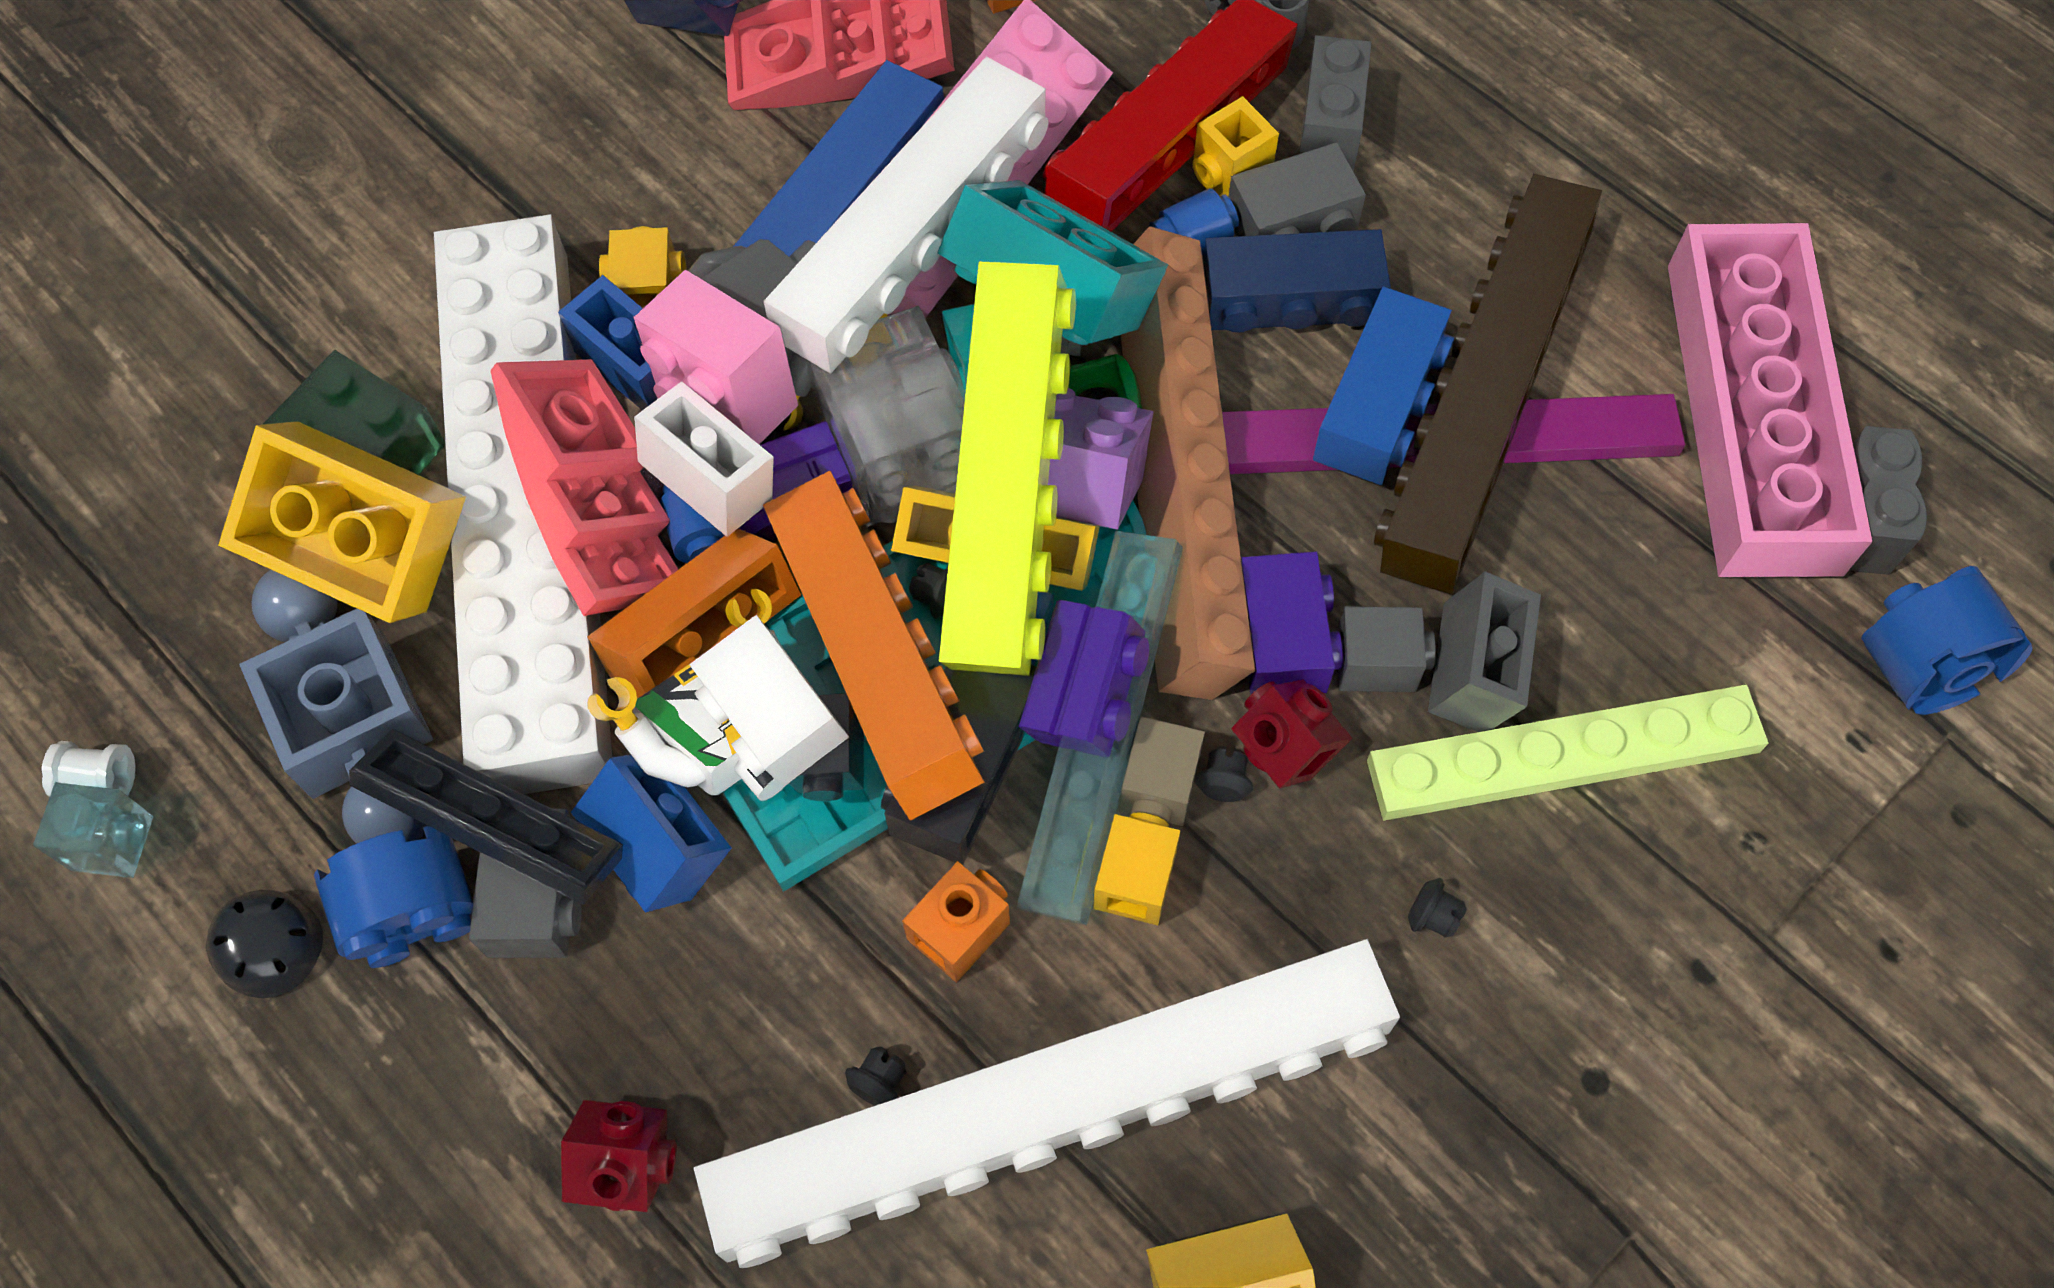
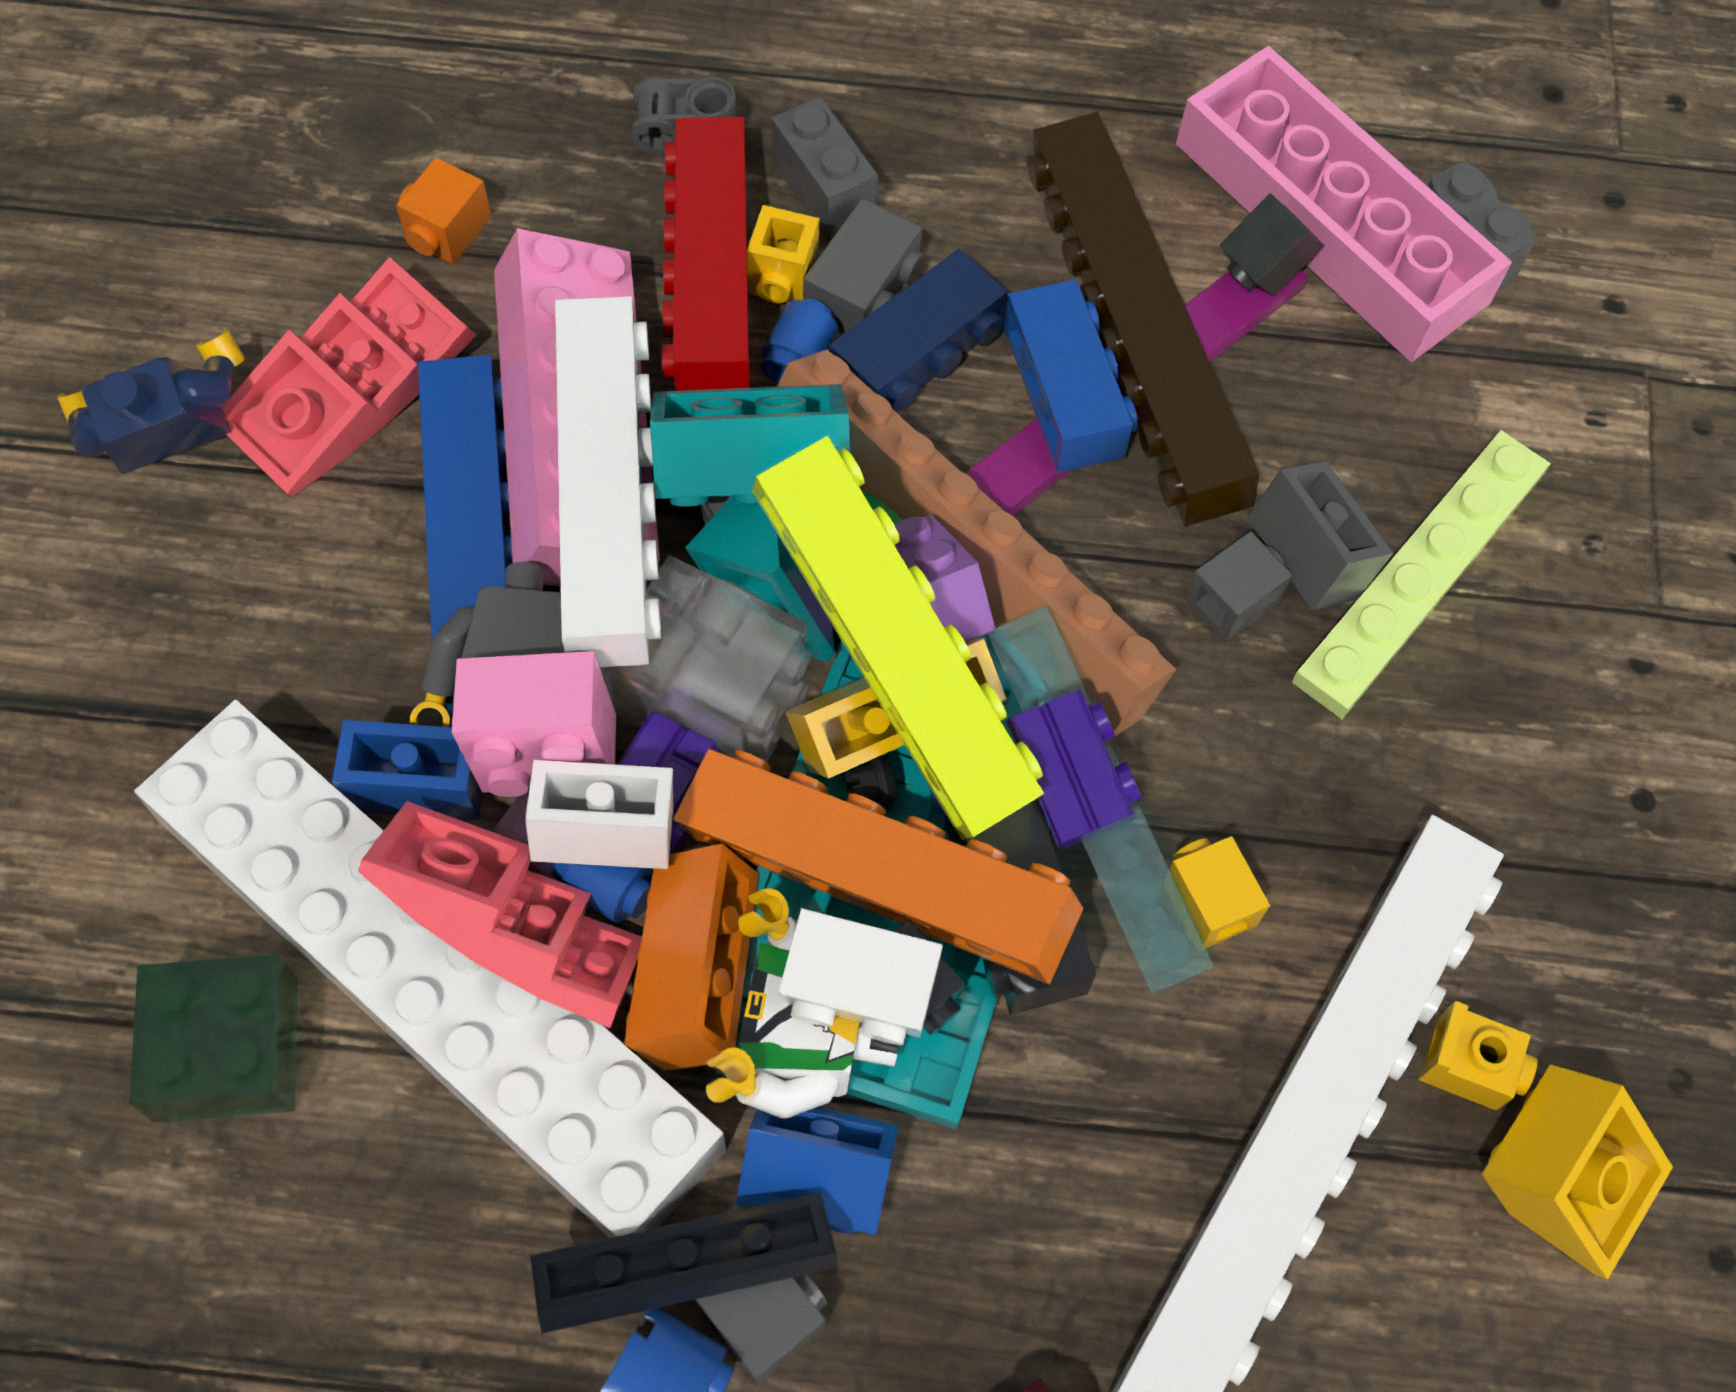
camera: 45 degrees left, 0 degrees up
(330, 697) = (428, 1275): sand blue brick -> none
(341, 520) = (311, 1111): yellow brick -> none
(641, 262) = (353, 687): yellow brick -> none
(875, 1077) = (1166, 1215): black piece -> none
(958, 919) = (1121, 1040): orange brick -> none
(1161, 770) = (1173, 800): dark tan brick -> none
(1207, 1152) = (1458, 1067): none -> yellow brick
(1225, 776) = (1209, 770): black piece -> none
(1289, 620) = (1163, 610): dark purple brick -> none
(1290, 731) = (1234, 698): dark red brick -> none
(1436, 910) = (1441, 757): black piece -> none
(1657, 391) = (1269, 247): none -> pearl dark grey brick
(1945, 641) = (1605, 304): blue brick -> none

